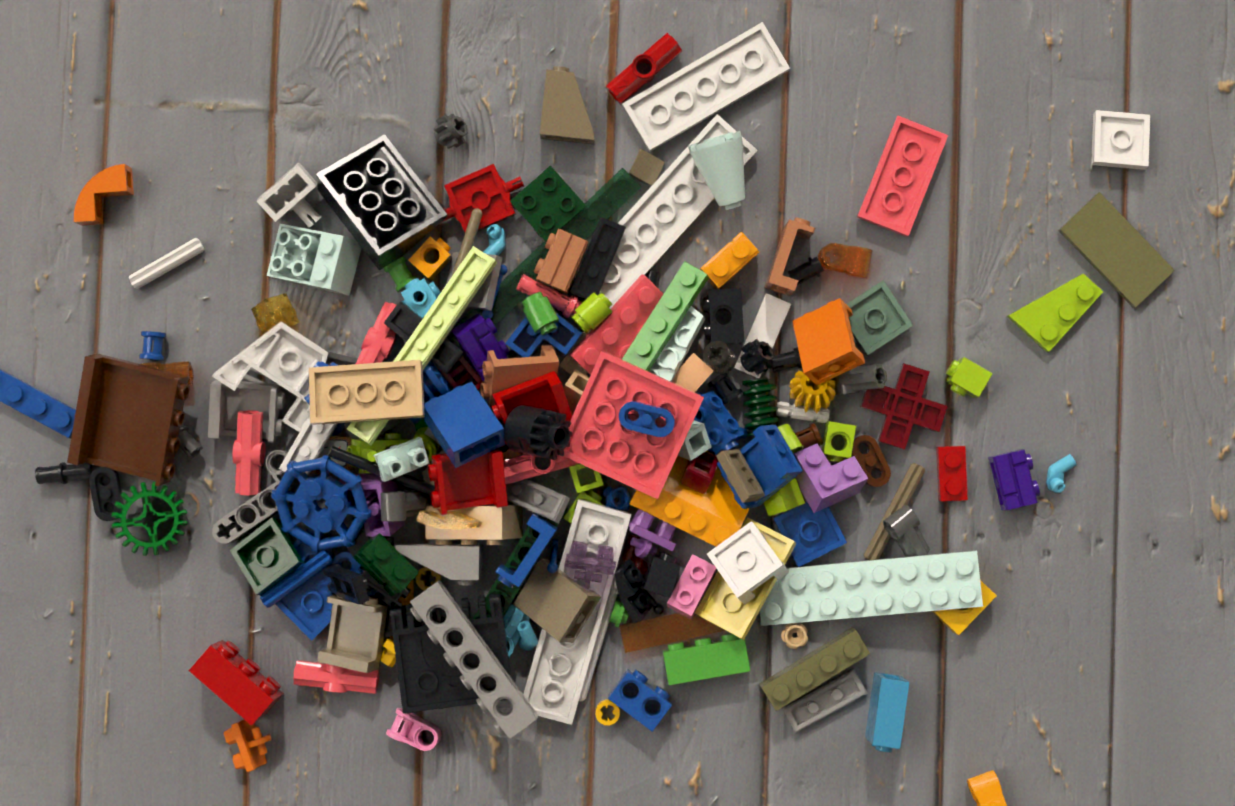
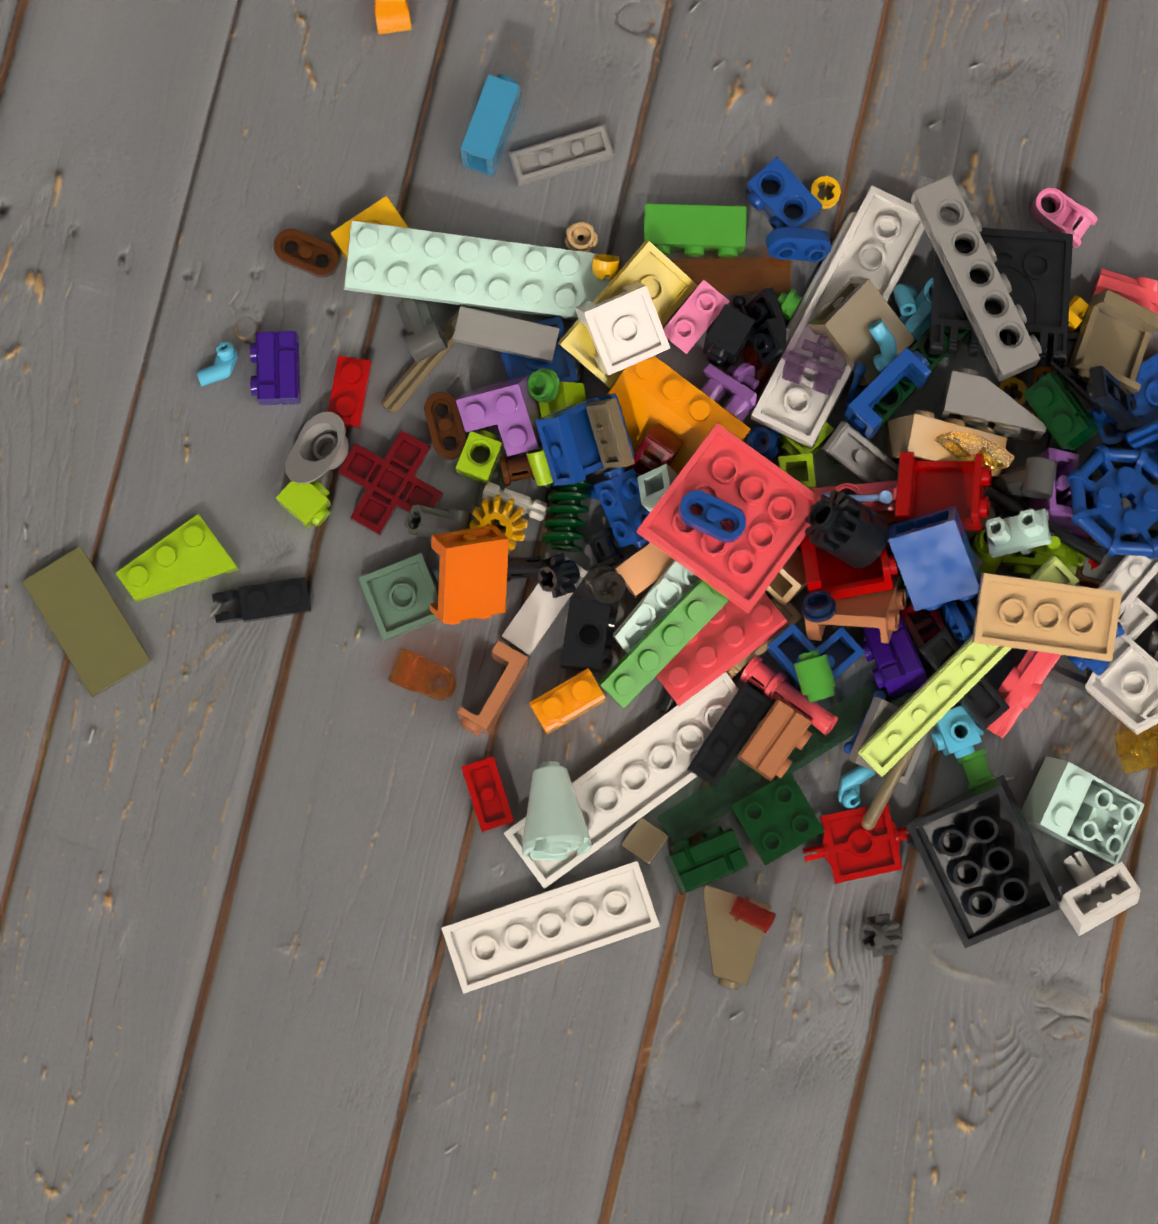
camera: 170 degrees left, 5 degrees down
(418, 259) = (946, 771): light orange brick -> none
(513, 466) = (884, 497): none -> light blue hinge
(534, 592) = (886, 343): none -> medium azure arm
(548, 365) = (818, 606): none -> dark blue plate
(553, 122) = (752, 914): none -> clear red pin
(592, 312) = (750, 668): lime brick -> none
(596, 161) = (706, 860): none -> dark green brick
(620, 663) = (798, 244): none -> blue plate
(656, 57) = (644, 954): red piece -> none
(771, 613) = (605, 266): none -> yellow hinge
(775, 178) = (487, 794): none -> red plate
(801, 504) = (543, 385): none -> bright green plate
(806, 271) = (474, 672): black pin -> none
(814, 668) = (567, 192): olive brick -> none
(838, 542) = (506, 334): none -> light grey tile
(902, 176) = (330, 765): coral plate -> none
(967, 419) = (318, 448): none -> light grey piece
(979, 294) = (266, 600): none -> black hinge
(1010, 577) = (307, 253): none -> reddish brown plate
(1120, 139) = (50, 755): white plate -> none

